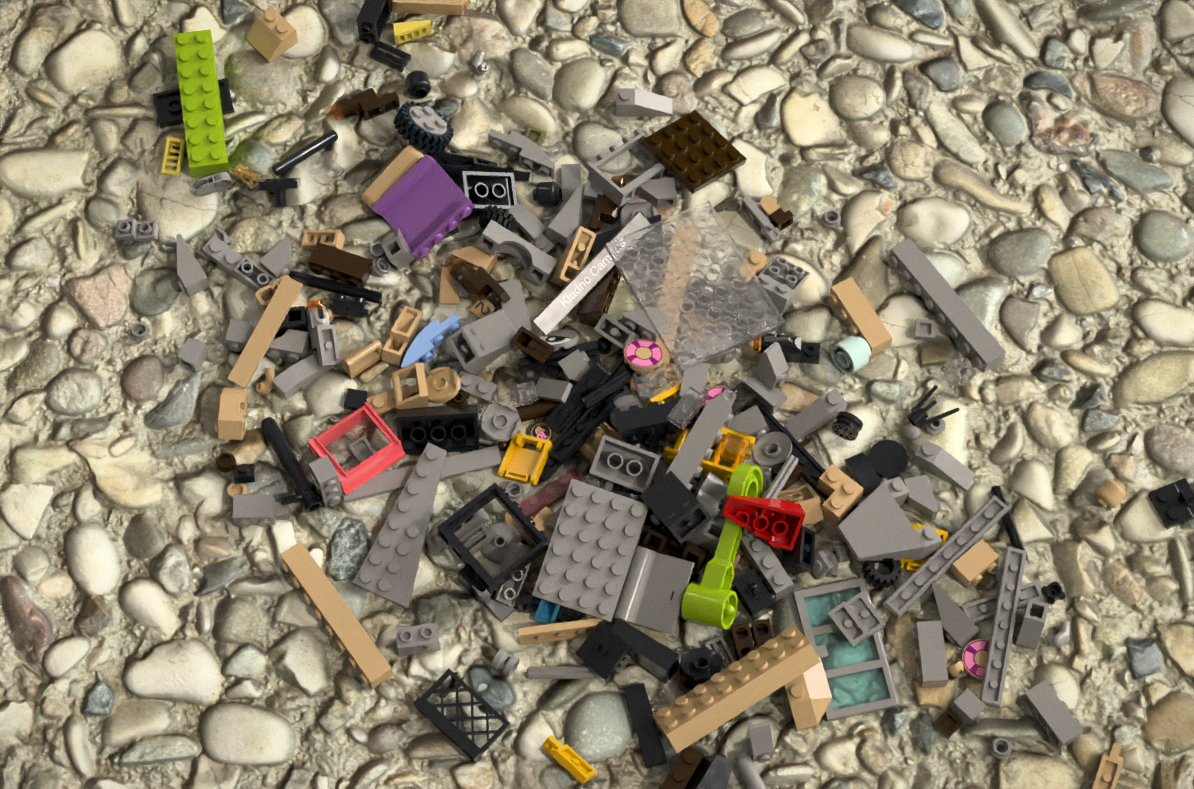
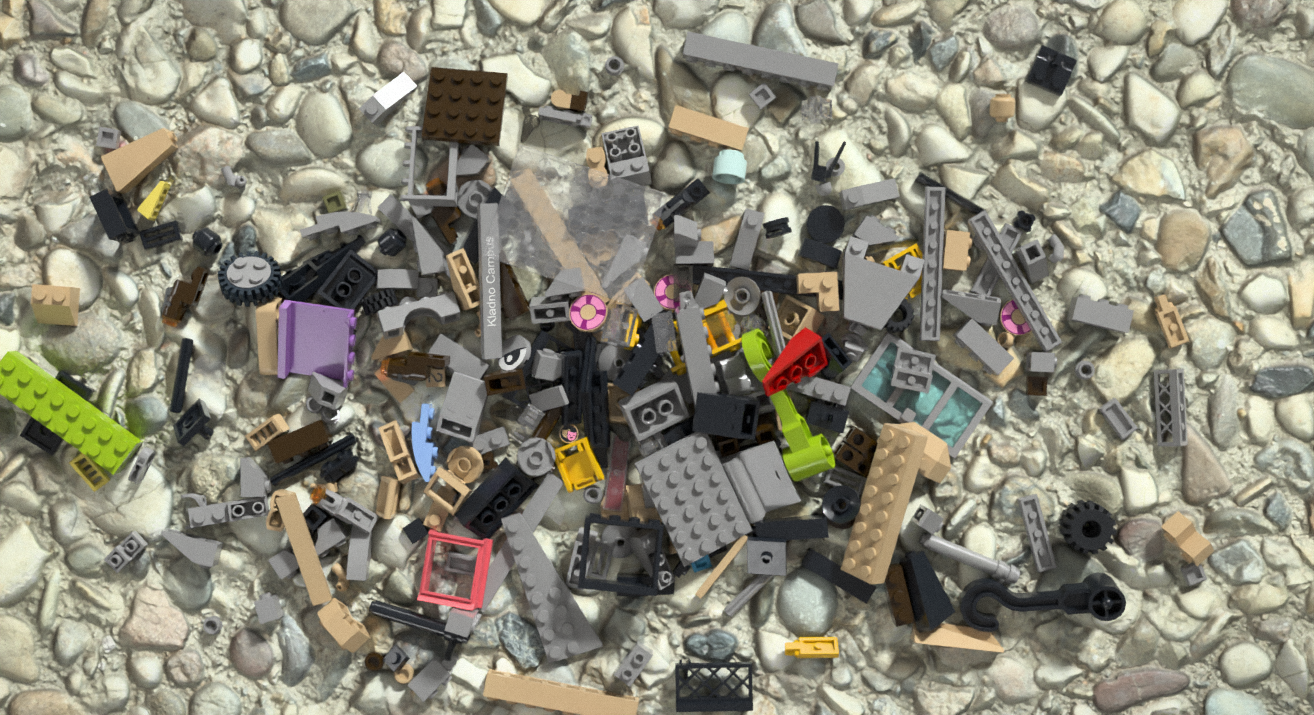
camera: 45 degrees left, 25 degrees up
(241, 172) = (157, 435): pearl gold piece -> none
(505, 663) = (702, 623): light grey wheel -> none

